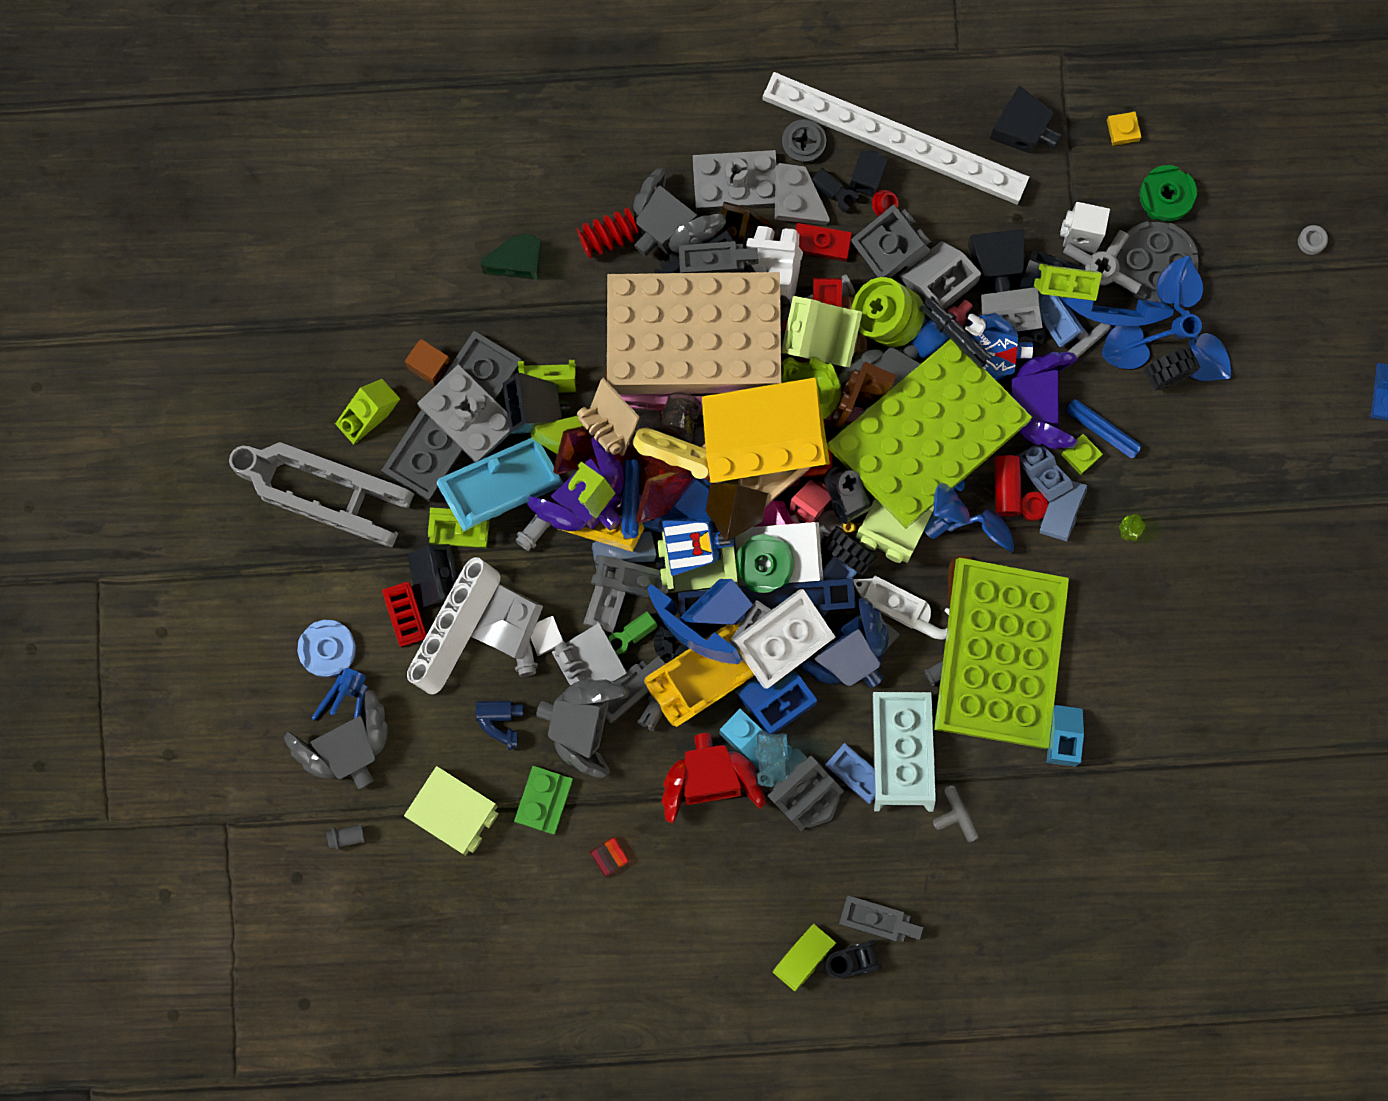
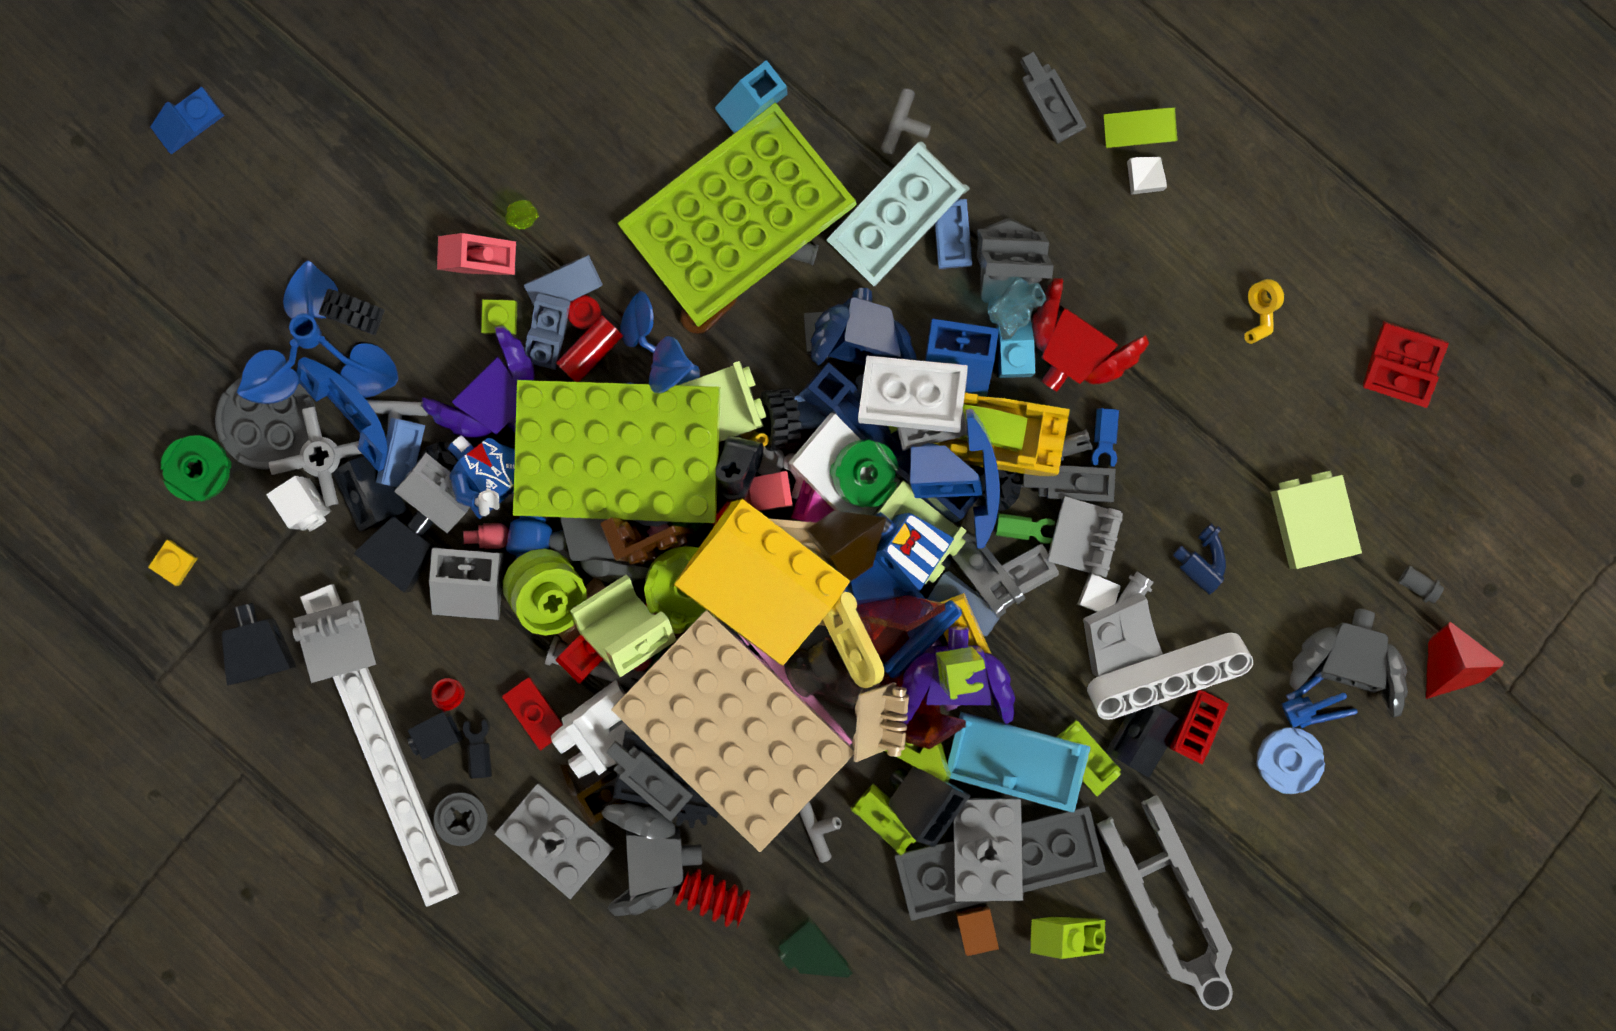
camera: 130 degrees left, 10 degrees up
(276, 808) = (1457, 661): none -> red slope
(487, 970) = (1405, 364): none -> red slope
(532, 533) = (1030, 694): light grey pin -> none
(543, 800) = (1229, 459): bright green plate -> none
(579, 721) = (1145, 491): dark grey torso -> none
(583, 332) = (817, 829): none -> light grey piece
(609, 856) = (1219, 361): clear red tile -> none
(617, 924) = (1265, 307): none -> yellow plate
(637, 740) = (1105, 435): none -> blue bar
(710, 674) = (1003, 428): none -> lime slope
(771, 931) = (1146, 175): none -> white slope
(797, 197) = (516, 773): light grey wing -> none
(854, 960) = (1102, 85): black piece -> none
(891, 242) = (478, 652): dark grey plate -> none
(899, 605) = (780, 337): white plate -> none
(947, 324) = (507, 515): black pin -> none
(983, 169) = (334, 641): none -> light grey hinge
(1068, 282) = (367, 465): lime hinge -> none
(1103, 428) = (459, 321): blue axle -> none
(1133, 476) = (476, 254): none -> coral slope
(1312, 239) = (113, 309): light grey tile -> none

